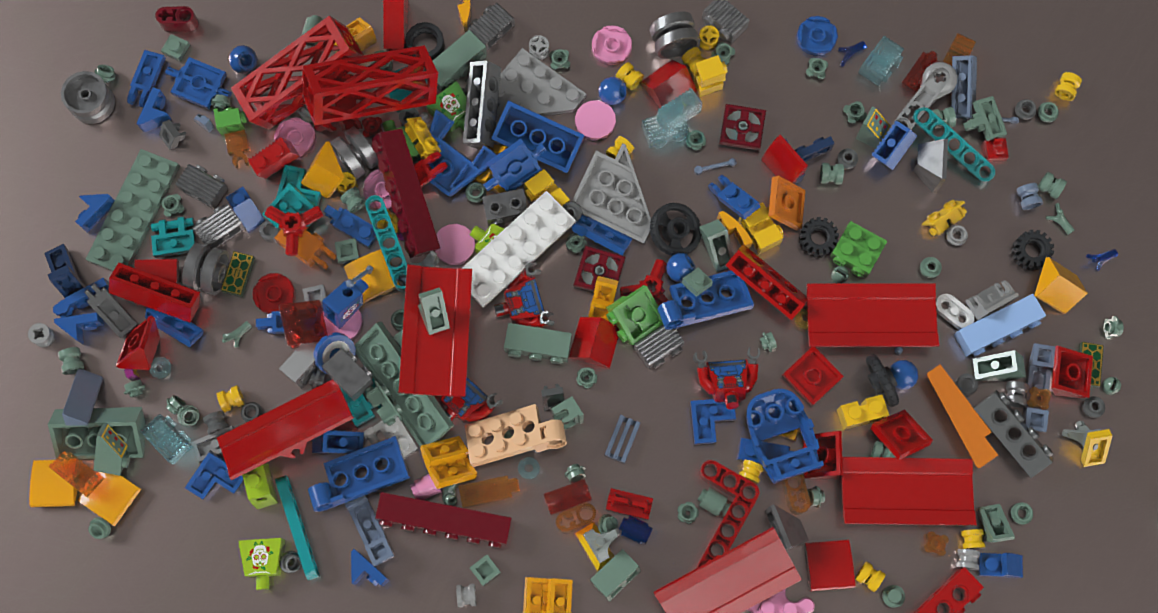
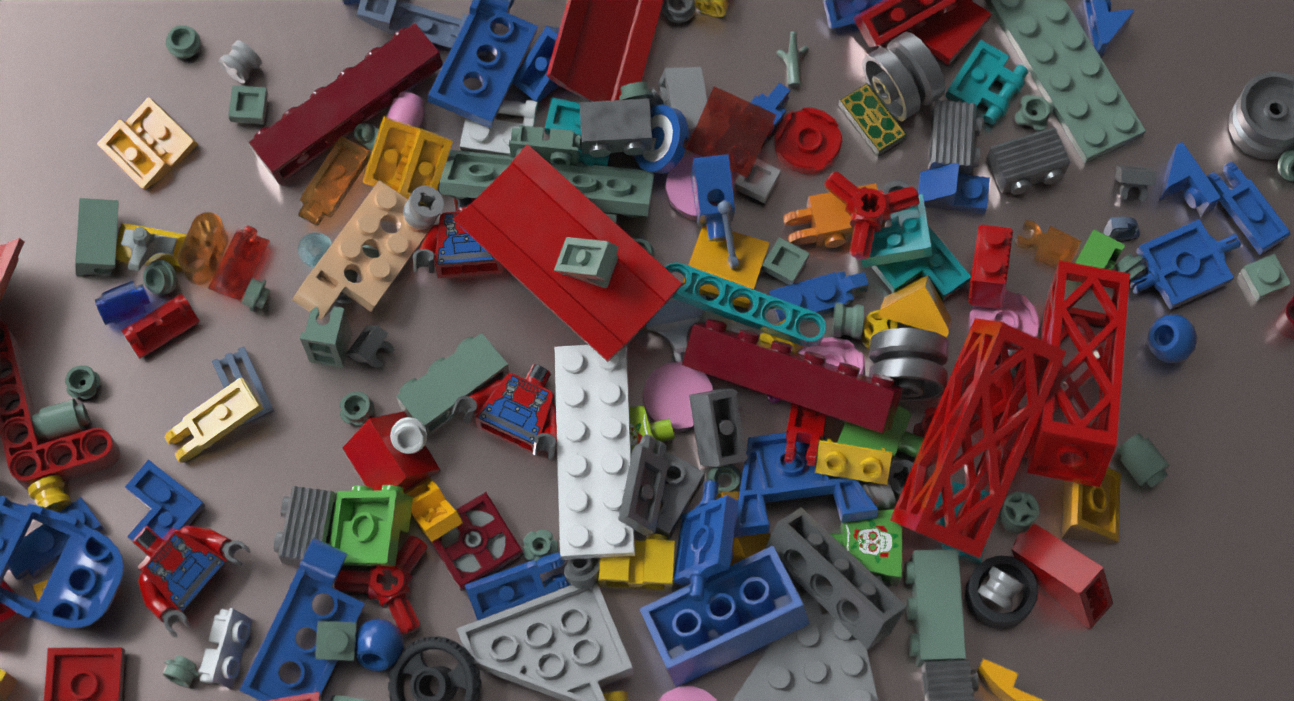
camera: 130 degrees right, 5 degrees down
(322, 380) = (635, 91): none -> sand green plate
(426, 37) = (1001, 588): none -> light grey wheel
(456, 208) = (718, 427): none -> flat silver brick
(469, 433) = (418, 215): none -> light grey wheel
(513, 209) = (644, 486): none -> dark grey hinge
(580, 333) = (408, 435): none -> white plate
(649, 431) = (214, 419): none -> hinge
(749, 328) = (231, 632): none -> white hinge

